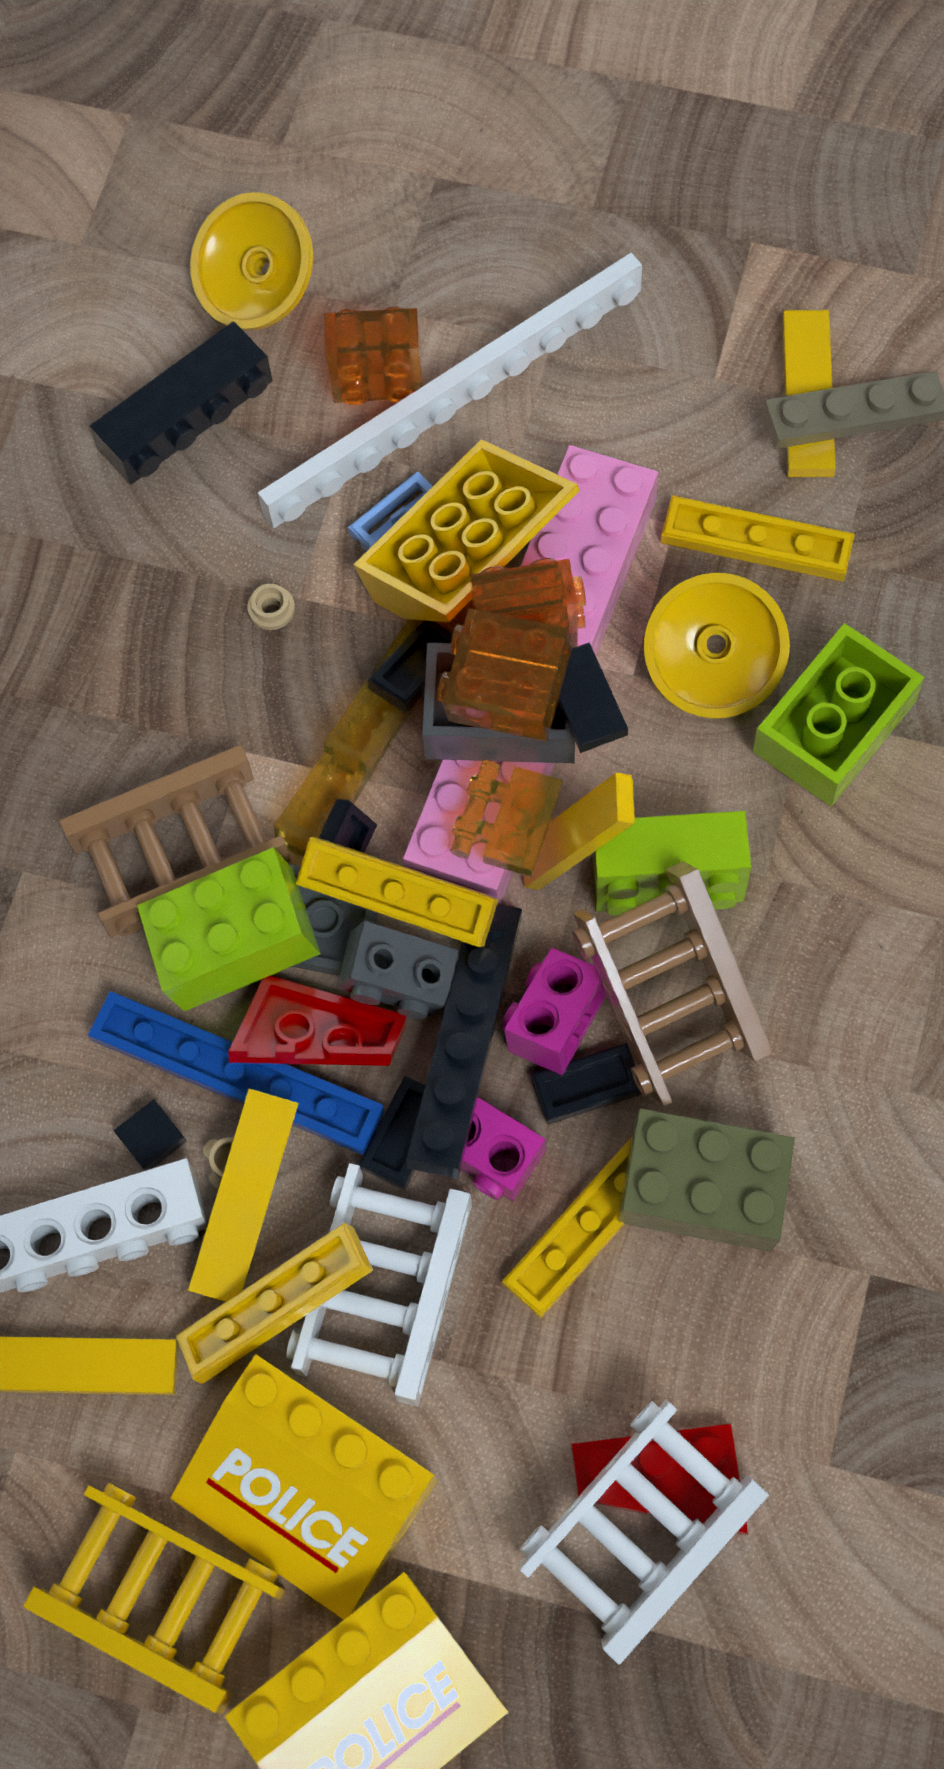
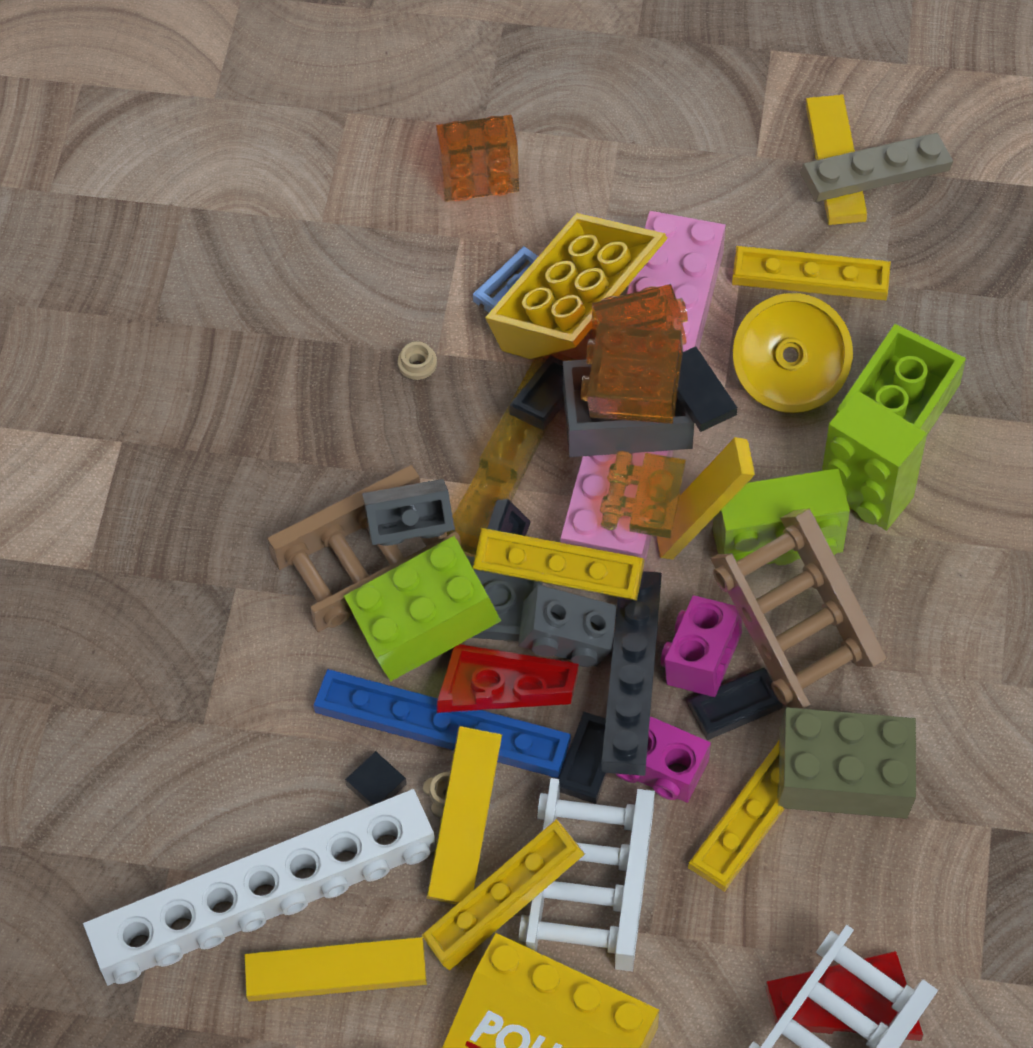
camera: 10 degrees left, 10 degrees down
(182, 403) = (320, 210): black brick -> none
(224, 808) = (408, 512): none -> dark grey brick
(231, 256) = (350, 83): yellow dish -> none
(444, 395) = (539, 184): white plate -> none
(791, 799) = (876, 458): none -> lime brick

